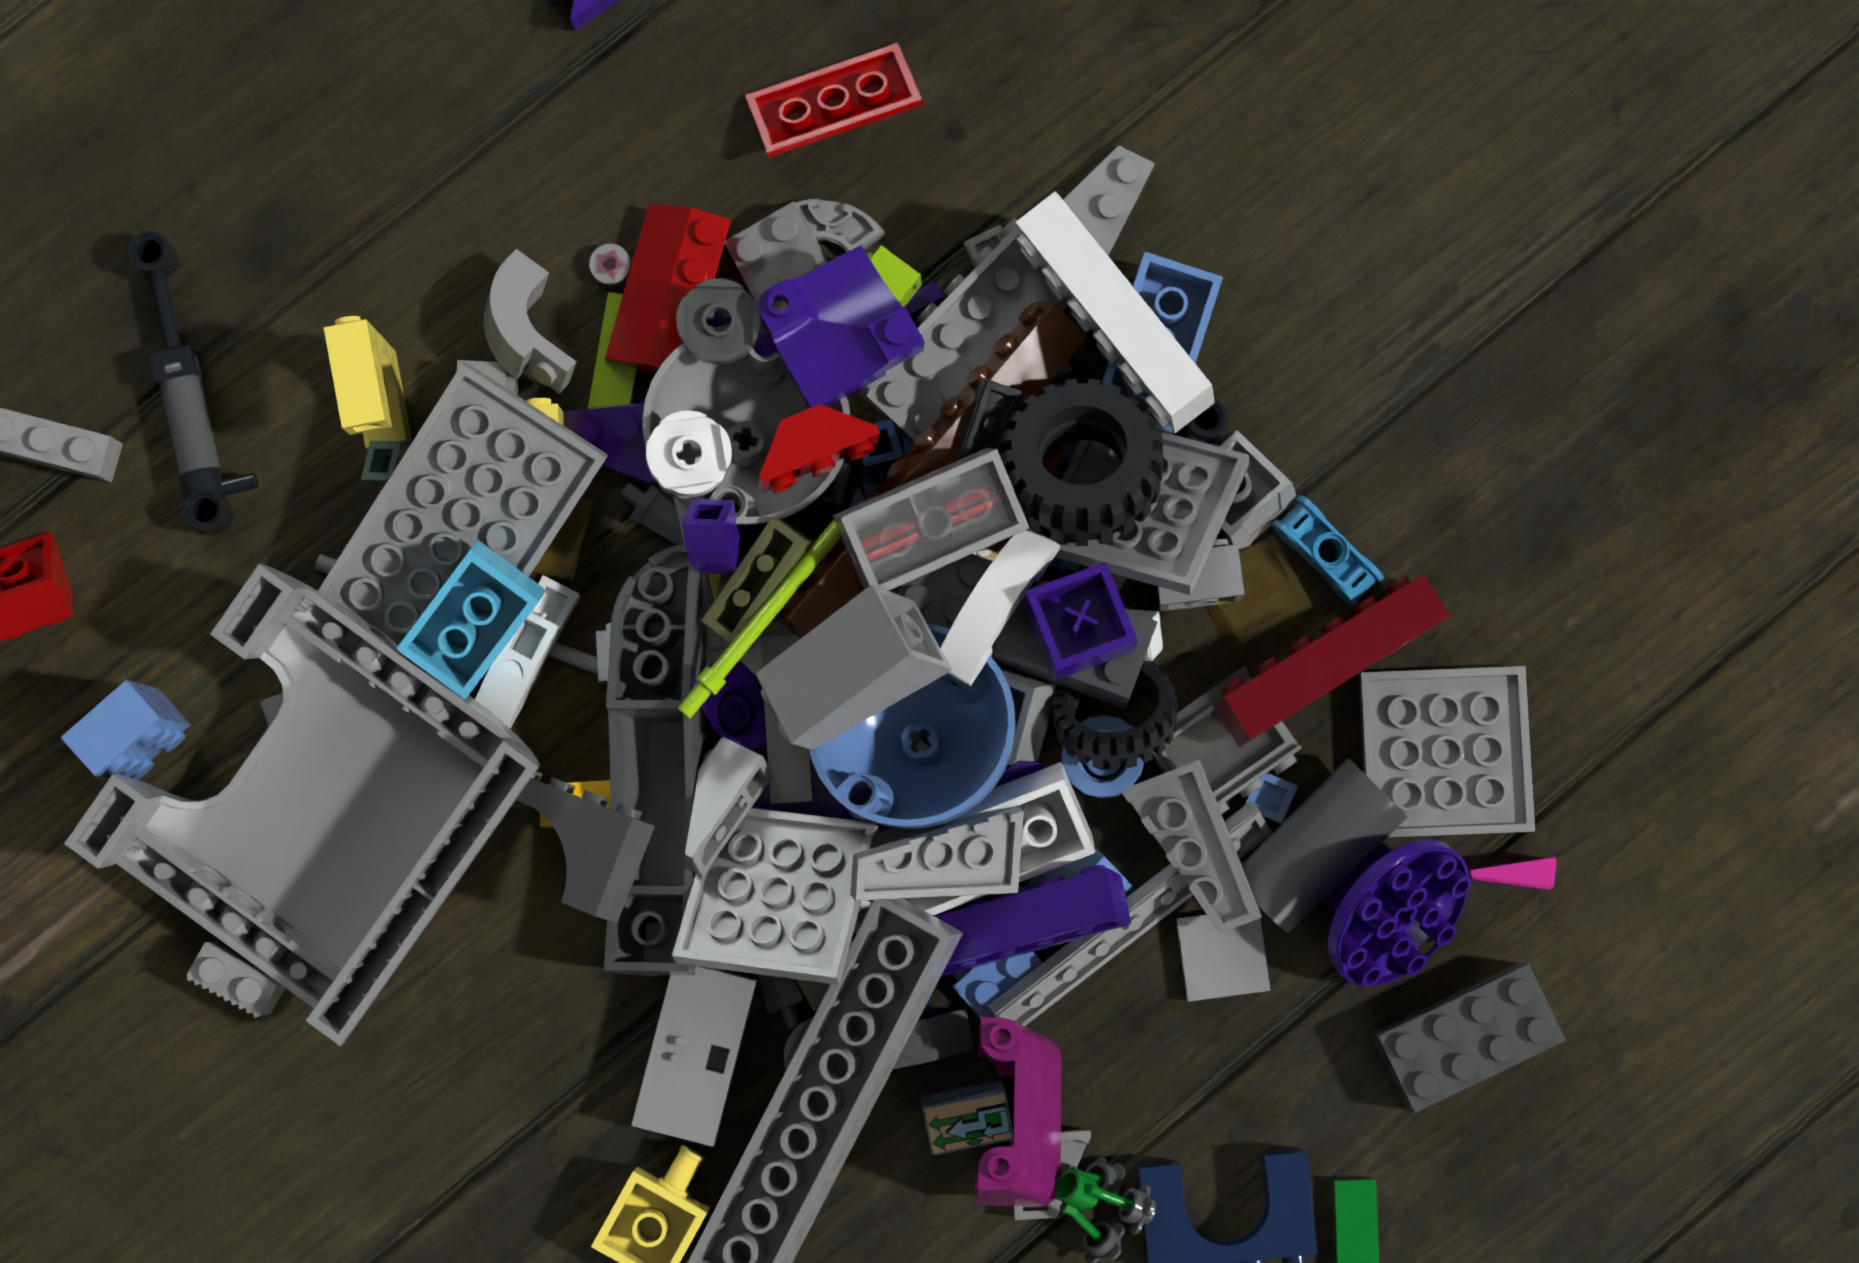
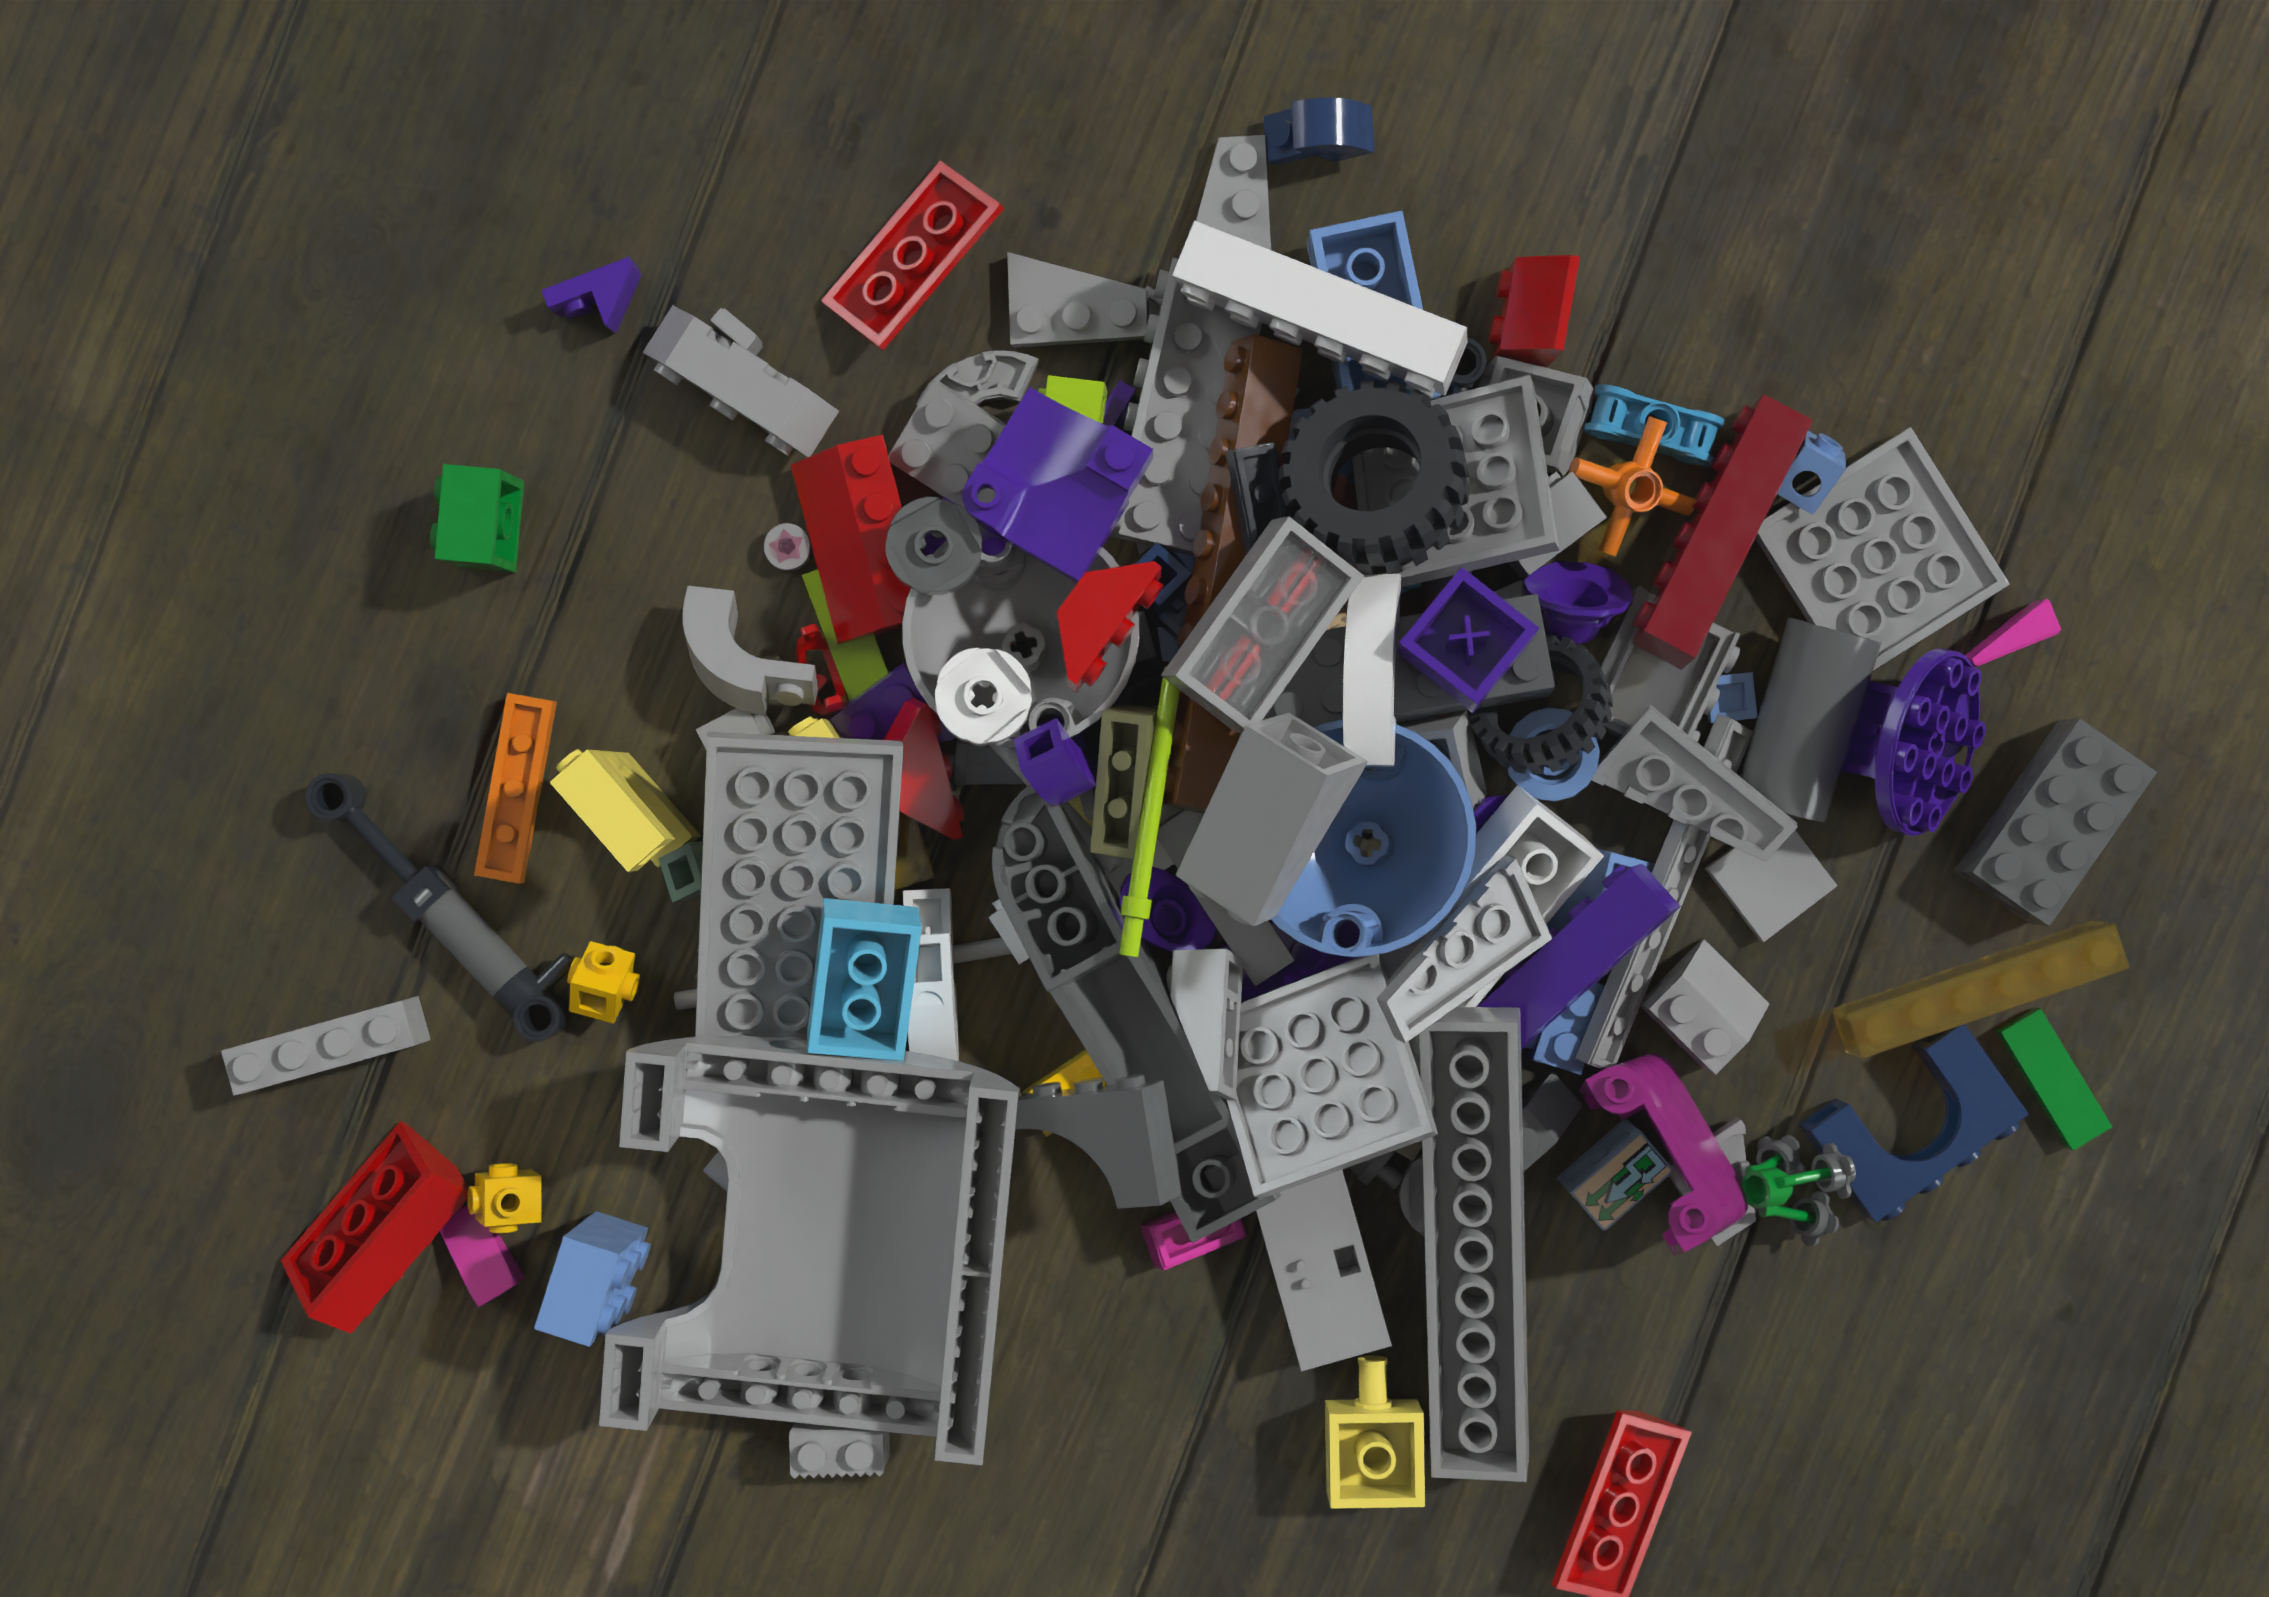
camera: 25 degrees left, 5 degrees up
(49, 668) = (480, 1257): none -> dark pink slope
(106, 645) = (520, 1202): none -> yellow brick
(276, 505) = (602, 981): none -> yellow brick
(293, 327) = (515, 788): none -> orange plate
(387, 107) = (477, 518): none -> green brick
(588, 345) = (812, 640): none -> red helmet
(588, 973) = (1171, 1245): none -> dark pink slope
(612, 492) = (925, 770): none -> red slope
(646, 120) = (740, 383): none -> light grey brick
(667, 82) = (737, 331): none -> light grey tile
(932, 207) = (1071, 306): none -> light grey wing
(1114, 1026) = (1706, 1007): none -> light grey slope
(1192, 649) = (1578, 598): none -> dark purple hat
(1198, 181) = (1319, 128): none -> dark blue brick
(1271, 576) = (1617, 481): none -> orange bar
(1284, 409) = (1534, 308): none -> red slope
(1336, 1135) = (1980, 988): none -> clear yellow brick
(1442, 648) = (1822, 457): none -> medium blue bracket

